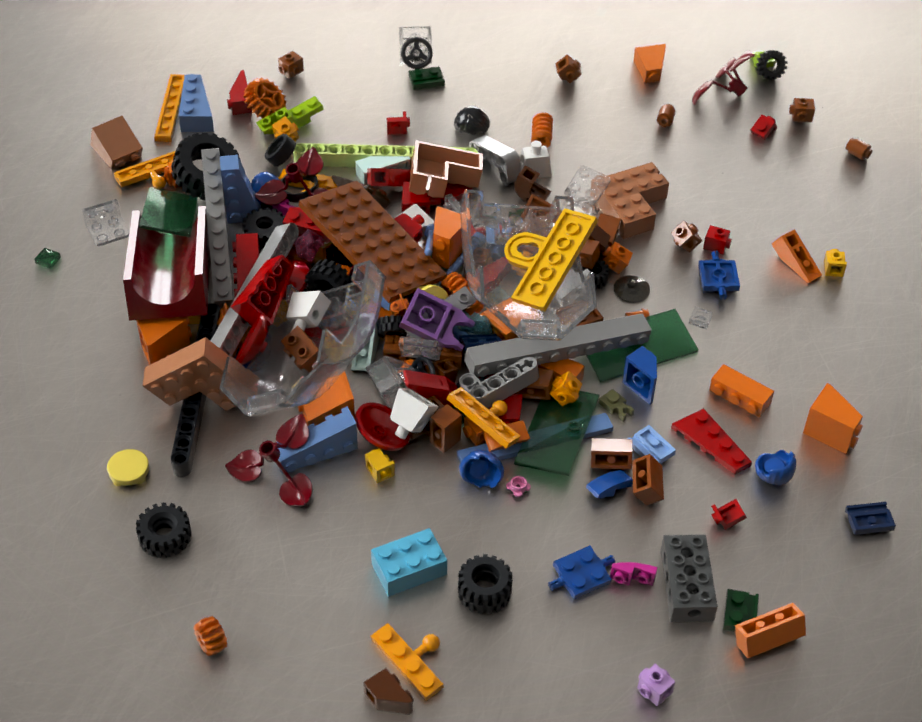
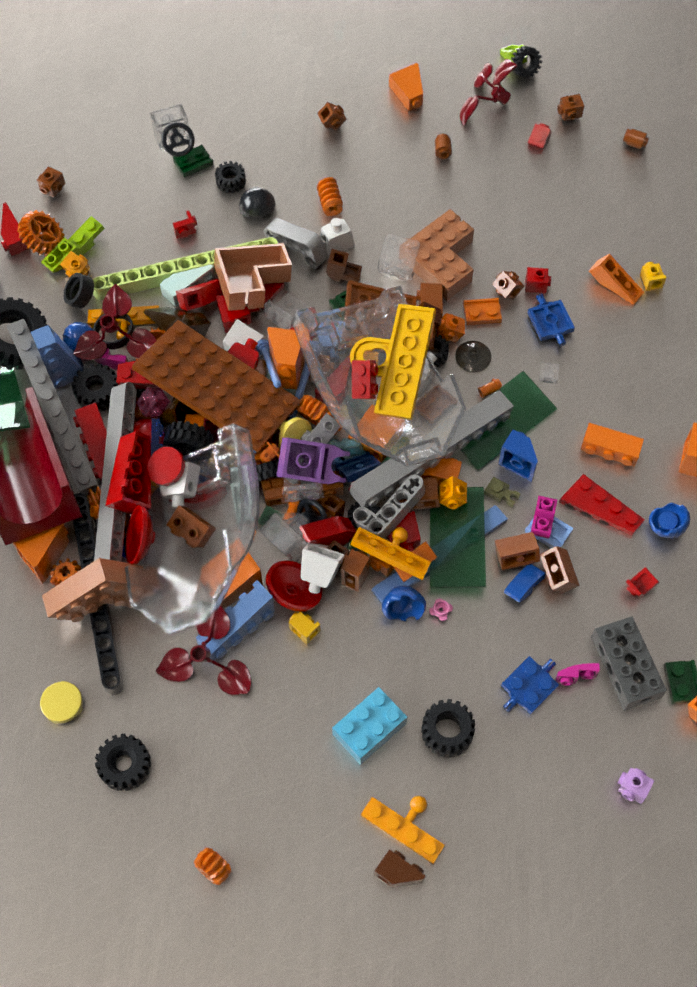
camera: 15 degrees left, 15 degrees up
(298, 290) = (166, 466): none -> red tile
(302, 265) = (156, 431): none -> clear blue plate
(455, 96) = (230, 184): none -> black tyre
(511, 266) = (364, 379): none -> red bracket
(649, 431) = (544, 516): none -> dark pink slope
(654, 254) = (482, 311): none -> orange plate

